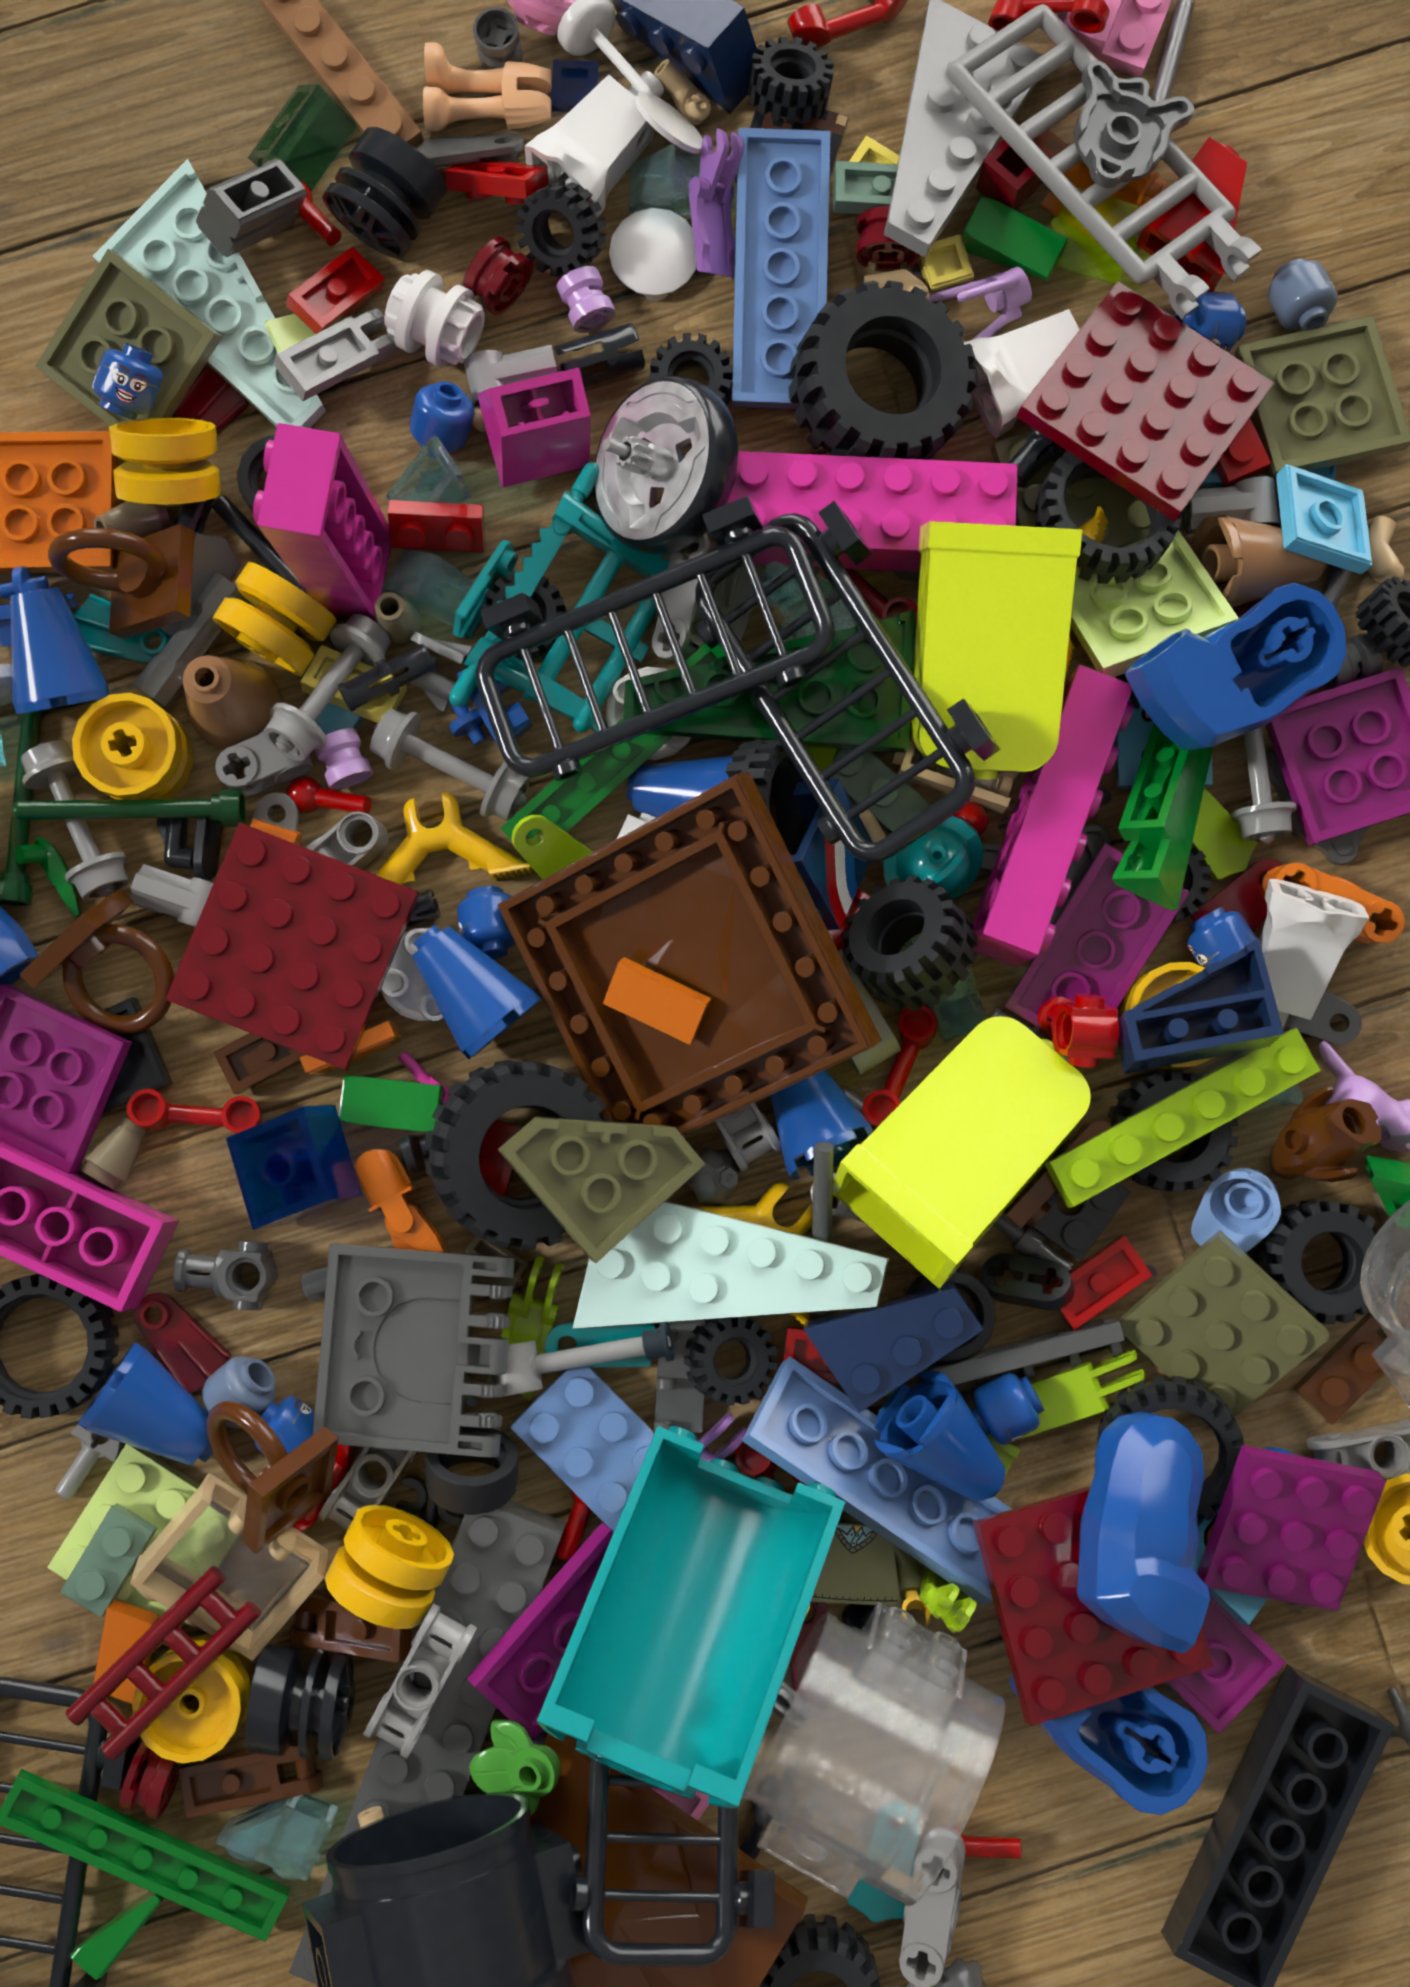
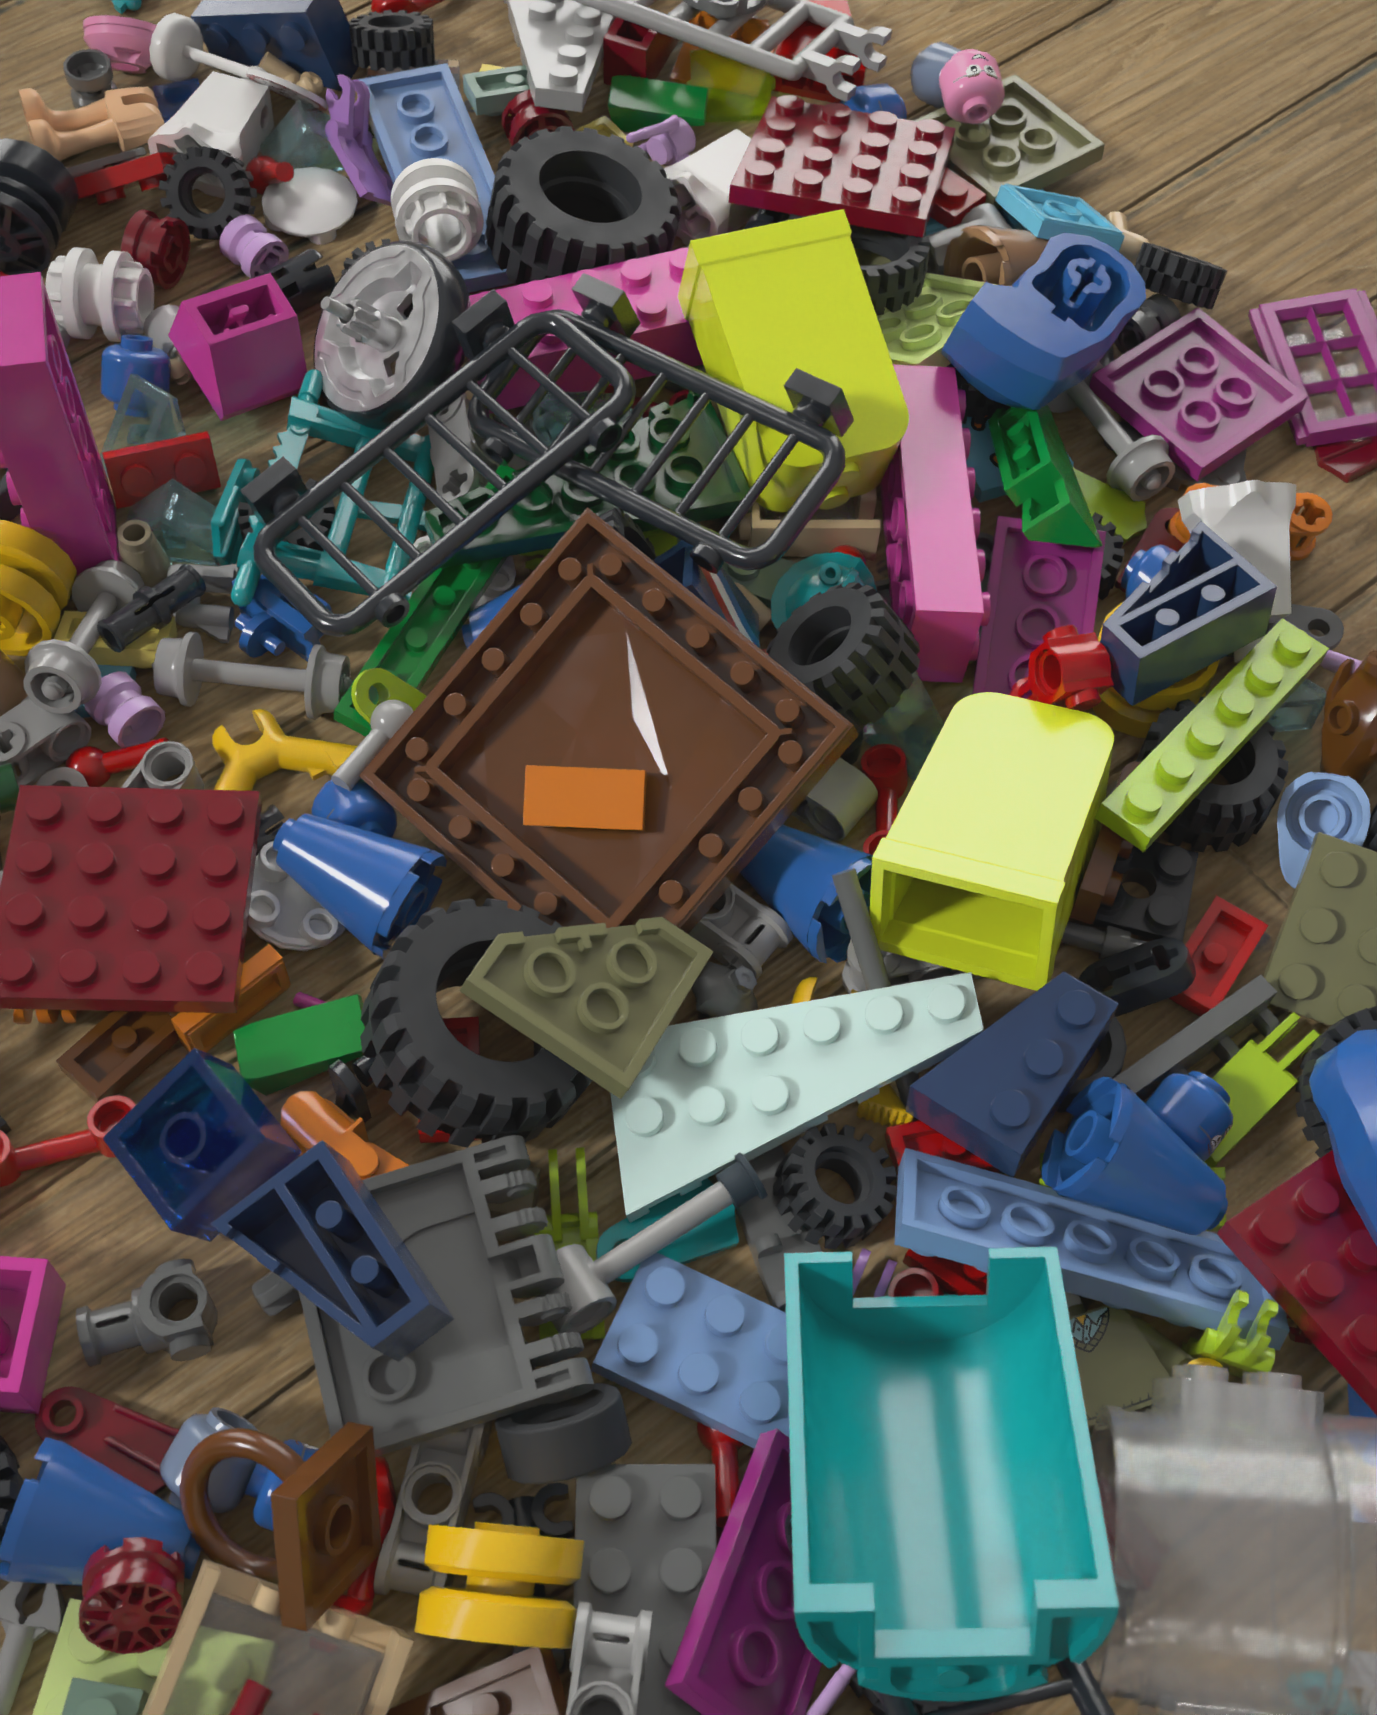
camera: 30 degrees left, 25 degrees down
(159, 1474) = (132, 1596): none -> dark red wheel
(354, 1317) = (339, 1250): none -> dark blue wedge
(536, 864) = (384, 723): none -> light grey bar
(622, 208) = (267, 172): none -> red bar
(751, 333) = (437, 207): none -> white piece
(1311, 338) = (971, 86): none -> bright pink head

